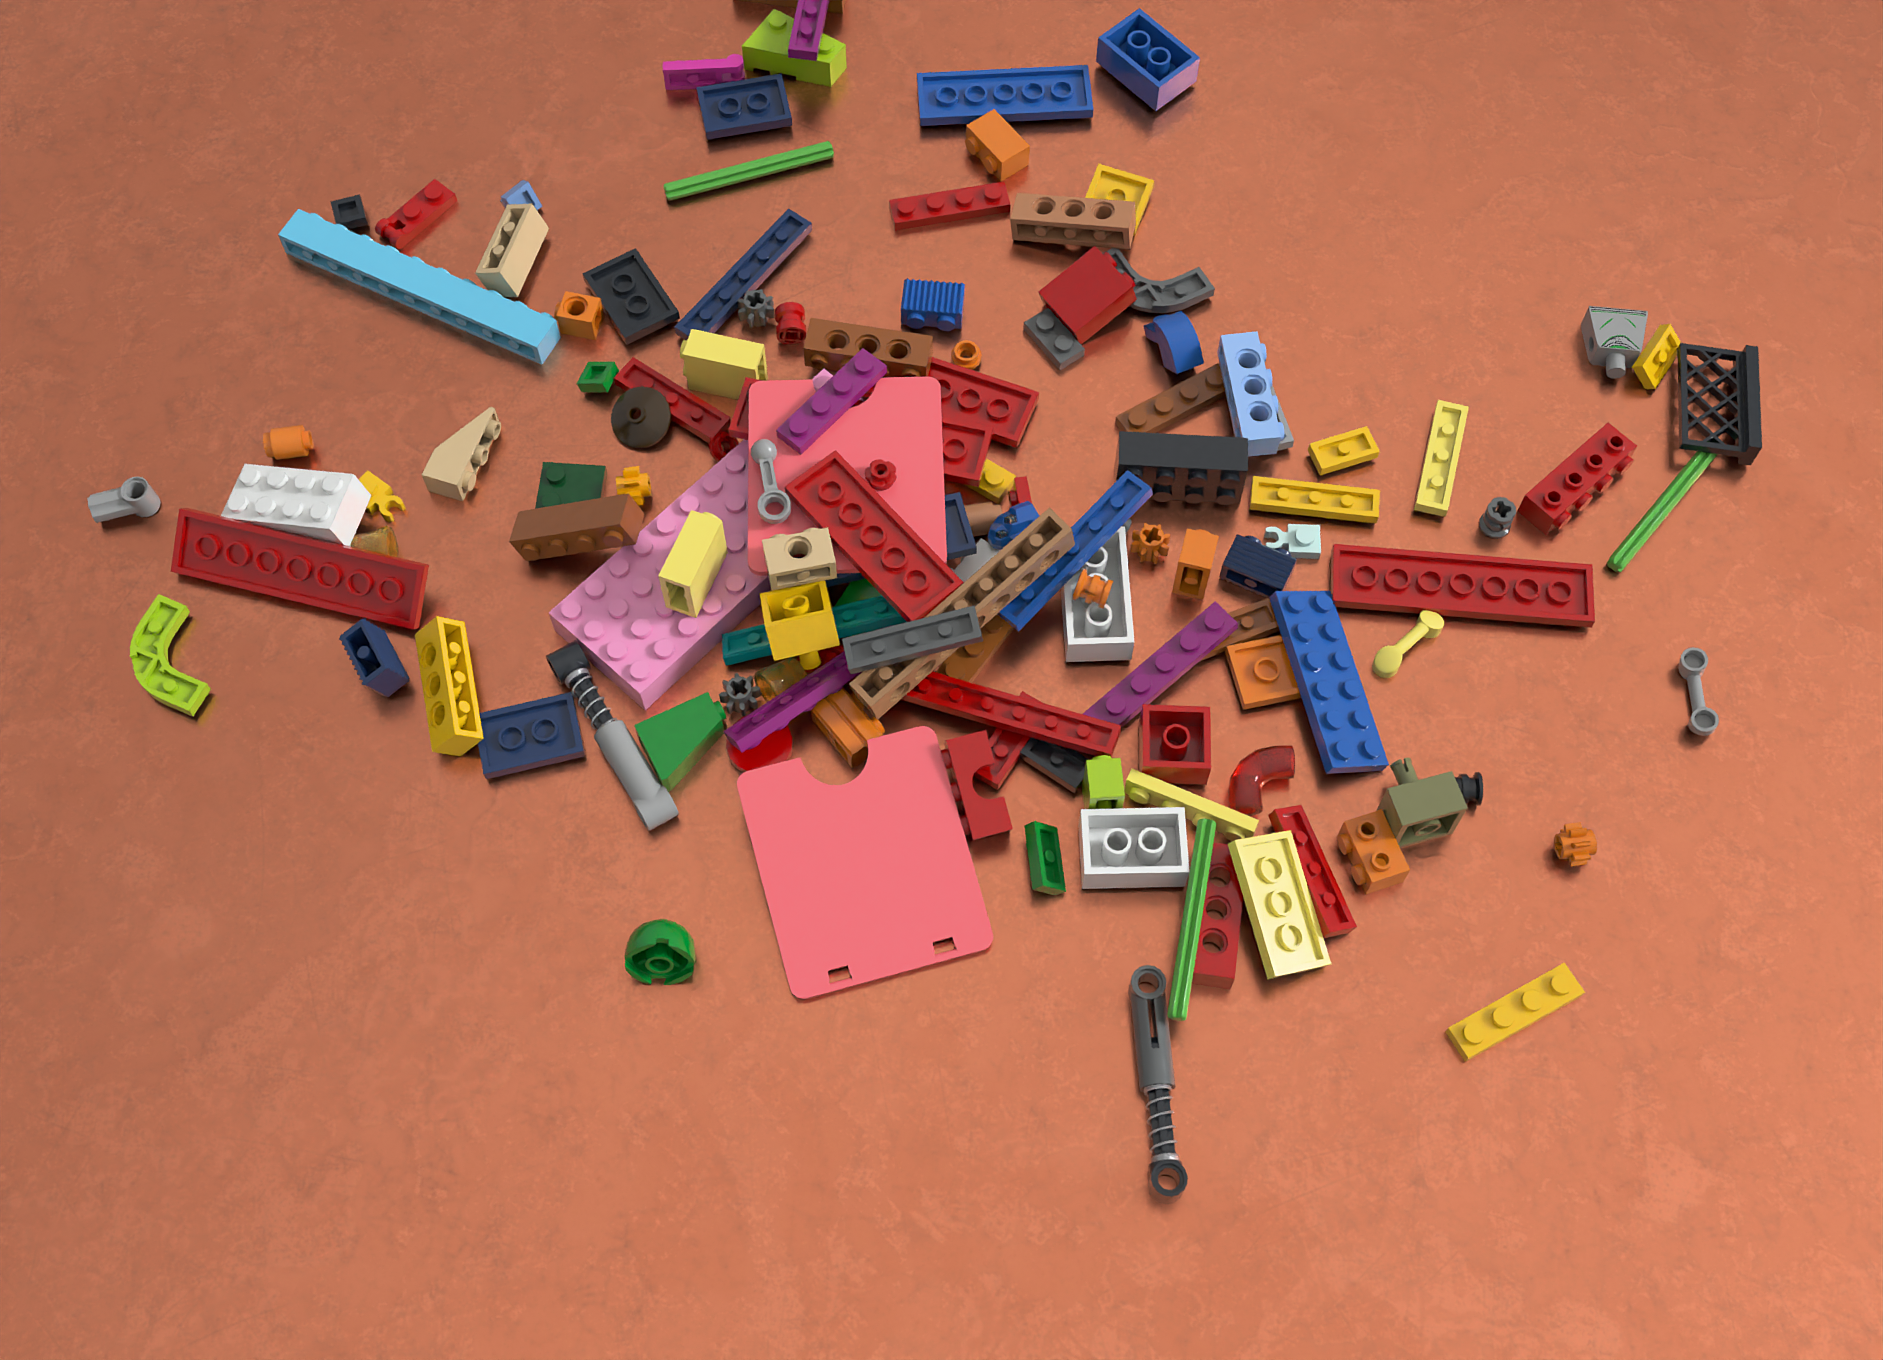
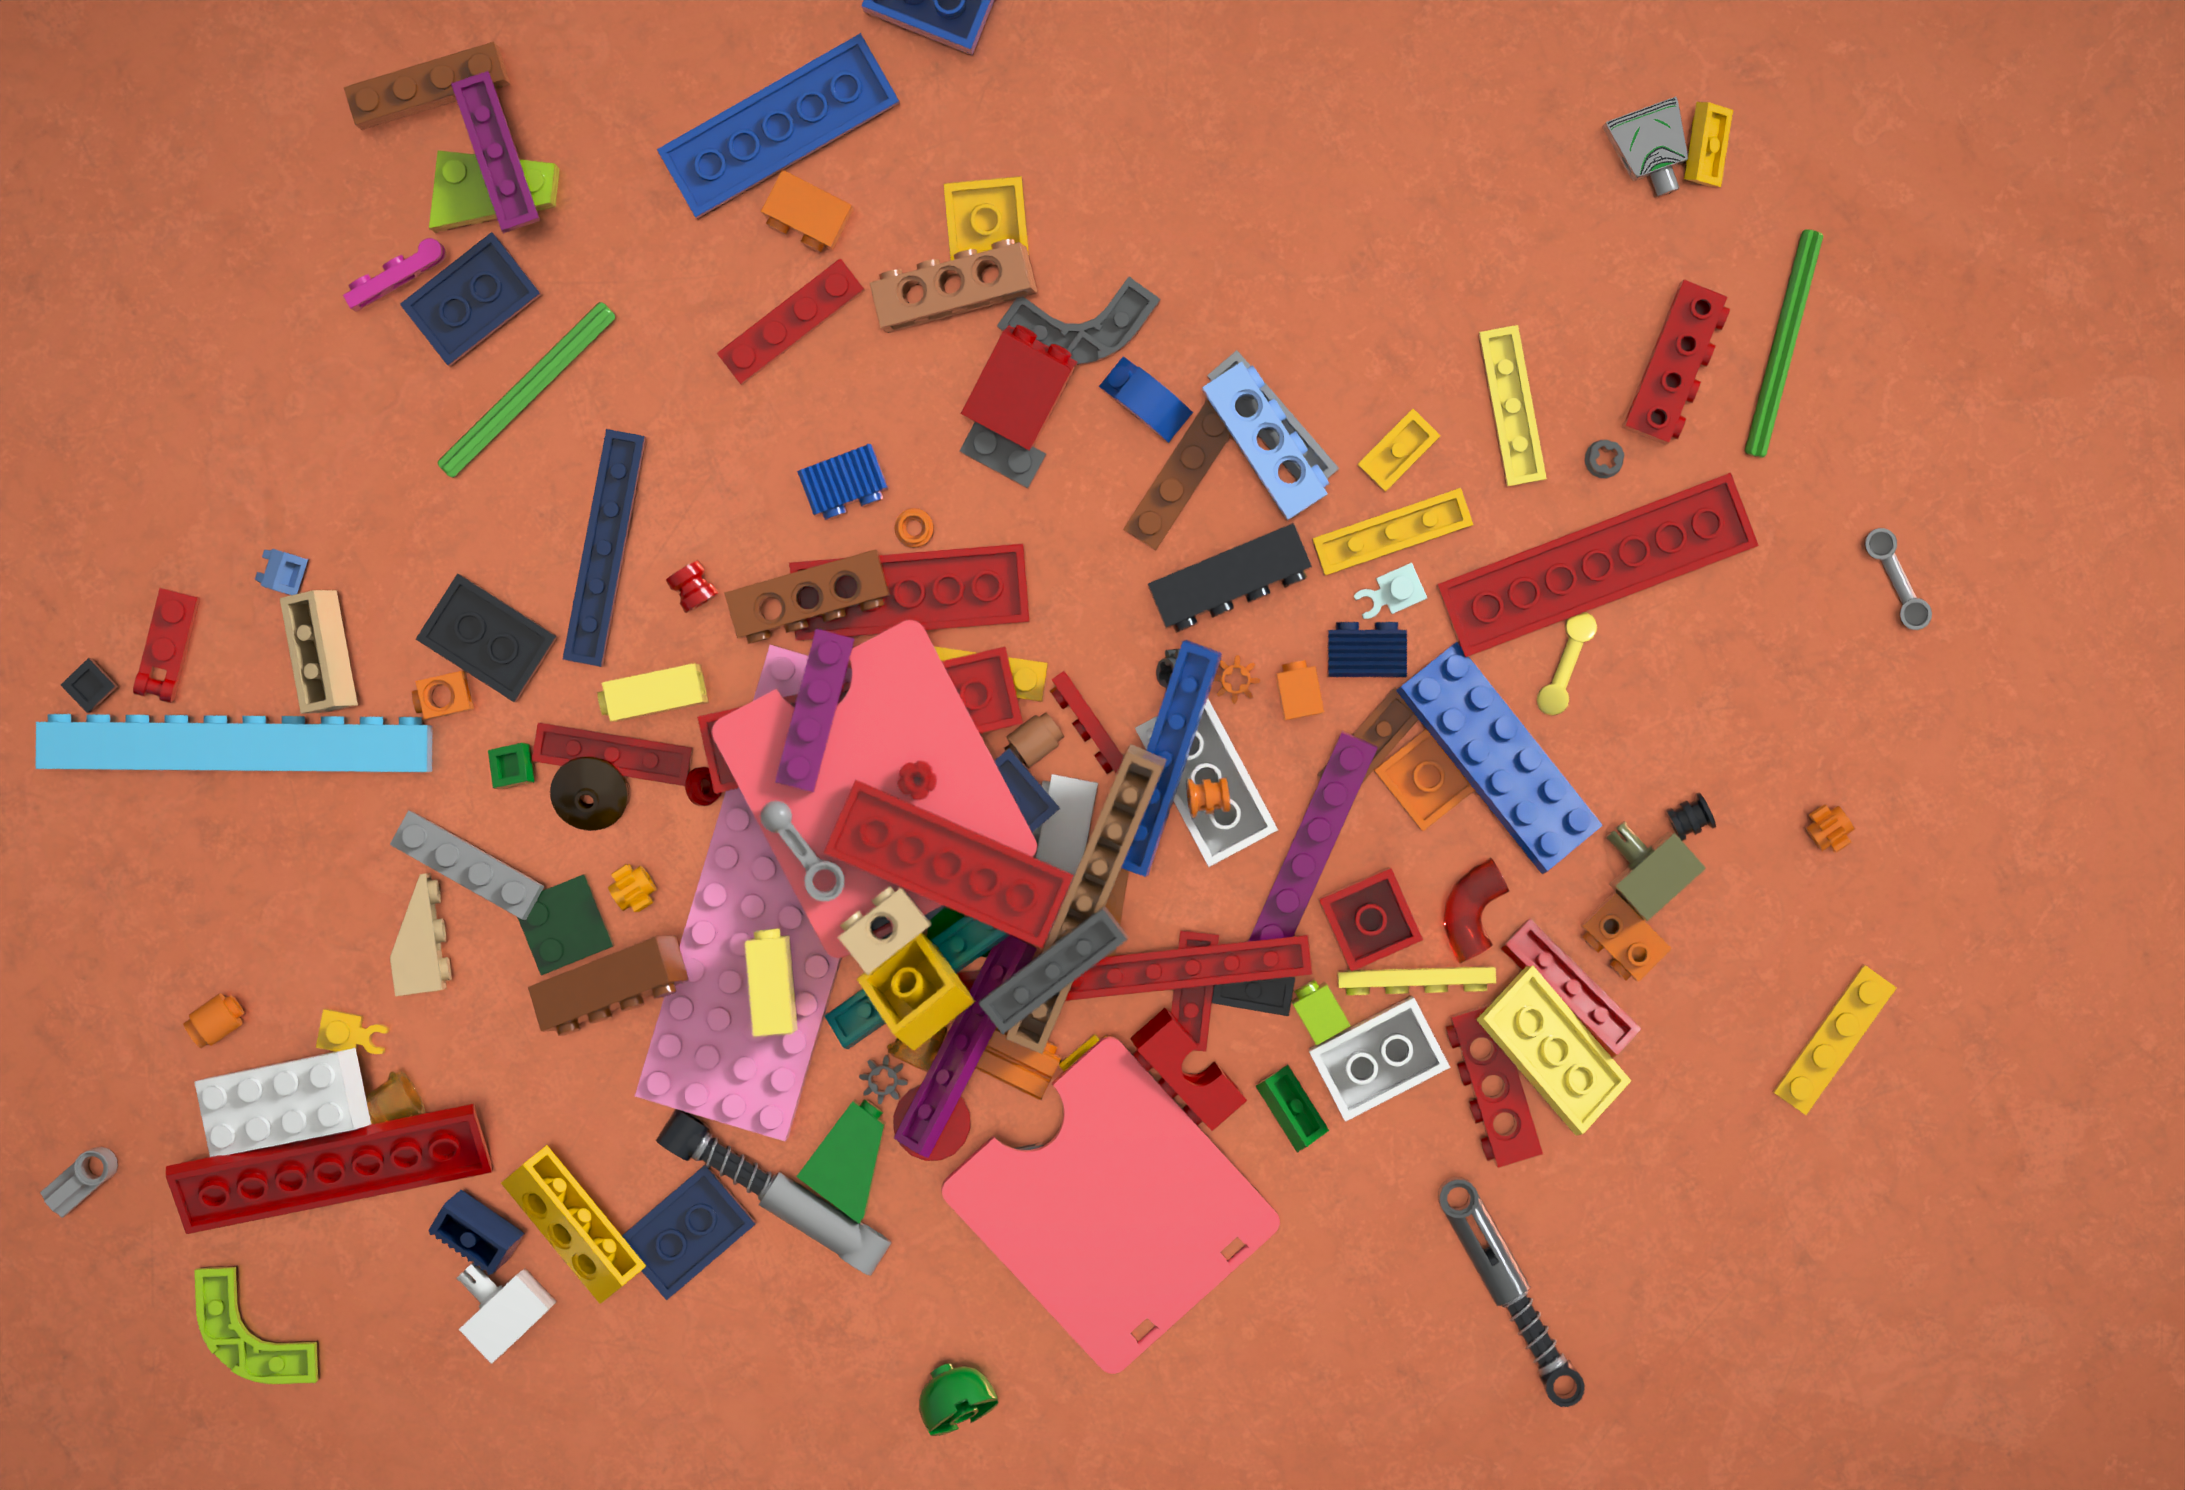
camera: 25 degrees left, 25 degrees up
(357, 720) = (503, 1311): none -> white brick
(528, 423) = (467, 865): none -> light grey plate
(756, 308) = (649, 592): dark grey gear -> none
(1011, 524) = (1084, 752): blue rock -> none
(1191, 920) = (1473, 1113): bright green axle -> none
(1745, 405) = (1830, 167): black fence -> none

